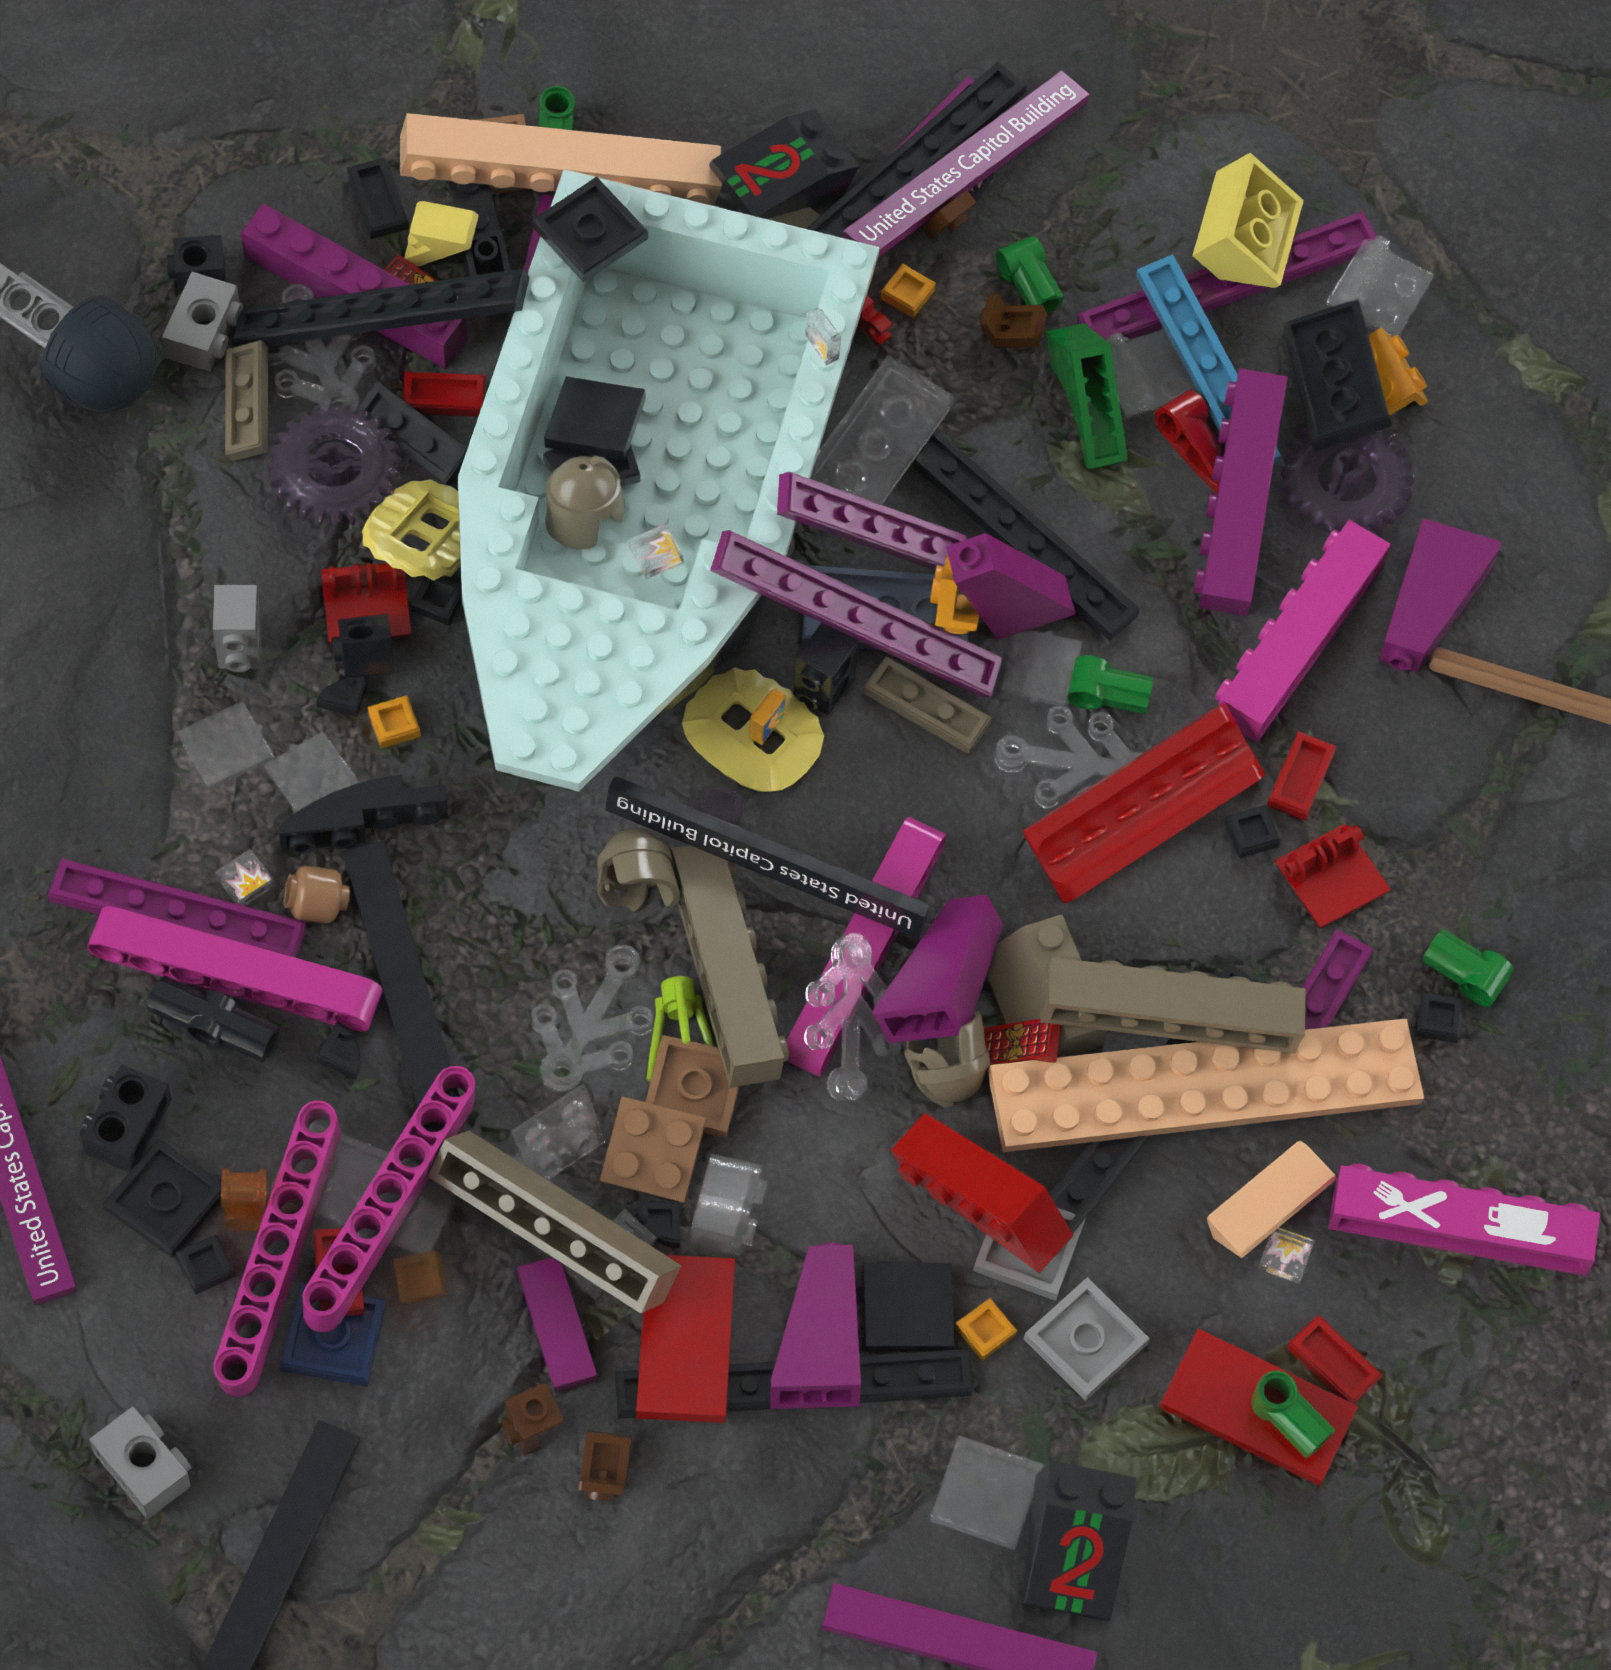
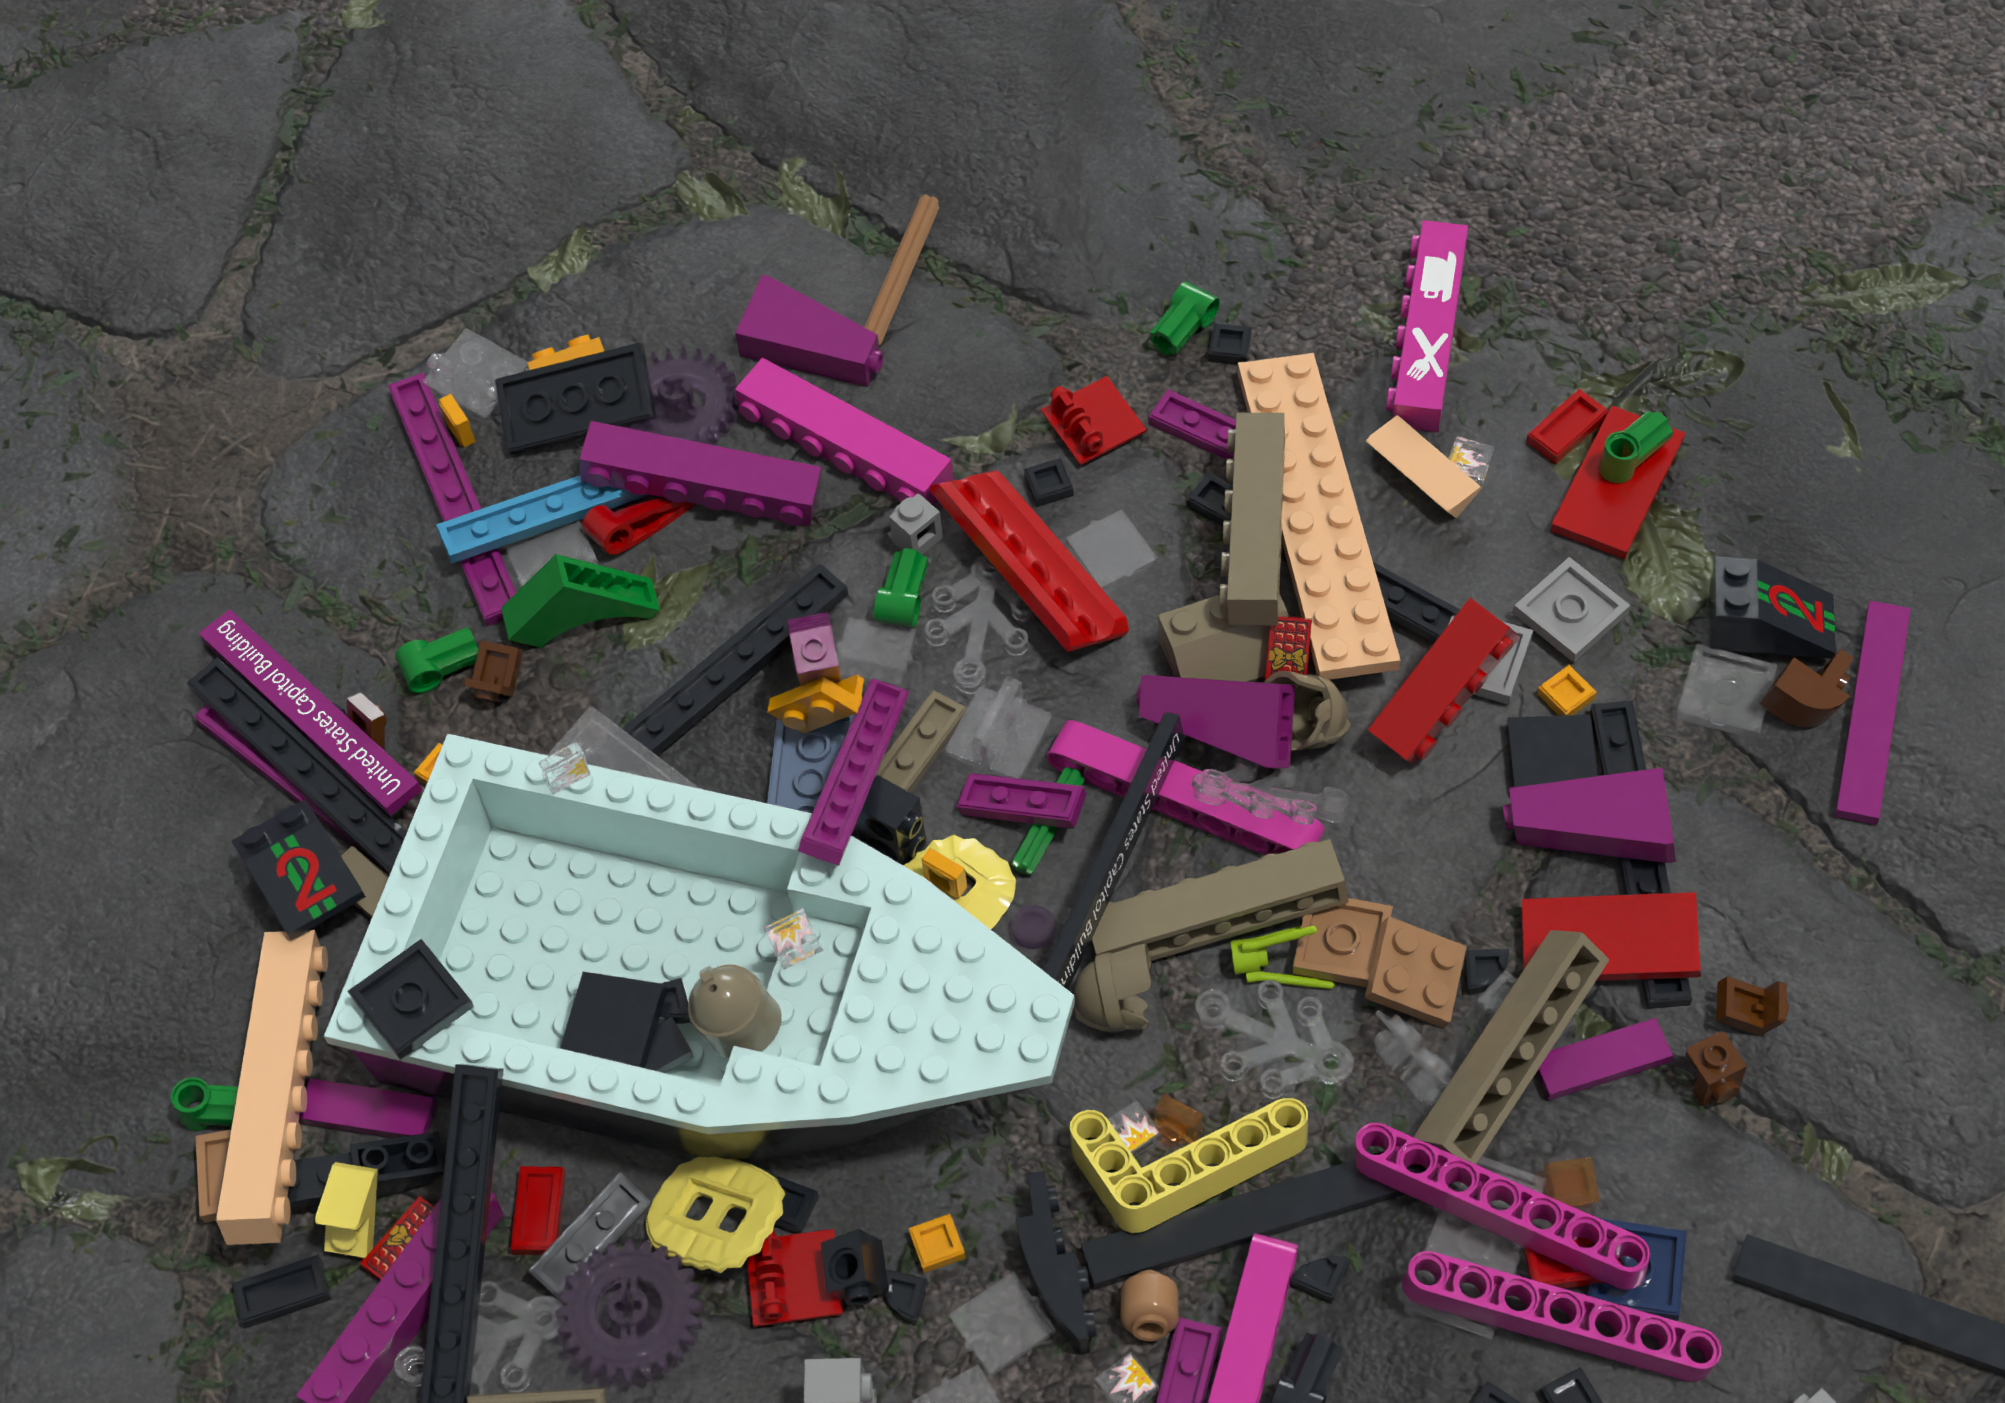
camera: 80 degrees left, 5 degrees down
(243, 1199) = (1506, 1347): clear orange piece -> none
(450, 928) = (1186, 1165): none -> light yellow beam
(498, 889) = (1135, 1128): none -> tile
(502, 926) = (1178, 1120): none -> clear orange plate
(726, 1205) = (1467, 906): clear brick -> none
(836, 820) = (1040, 836): none -> green axle
(856, 793) = (1021, 800): none -> magenta tile
(863, 521) = (750, 761): magenta tile -> none
(939, 777) = (999, 731): none -> clear bracket
(963, 1565) = (1806, 697): none -> reddish brown brick
(1168, 891) = (1111, 550): none -> clear piece
(1190, 690) = (911, 518): none -> light grey brick
(1248, 224) = (400, 471): light yellow slope -> none
(1301, 776) = (990, 443): red tile -> none
(1316, 273) = (456, 420): none -> light orange tile

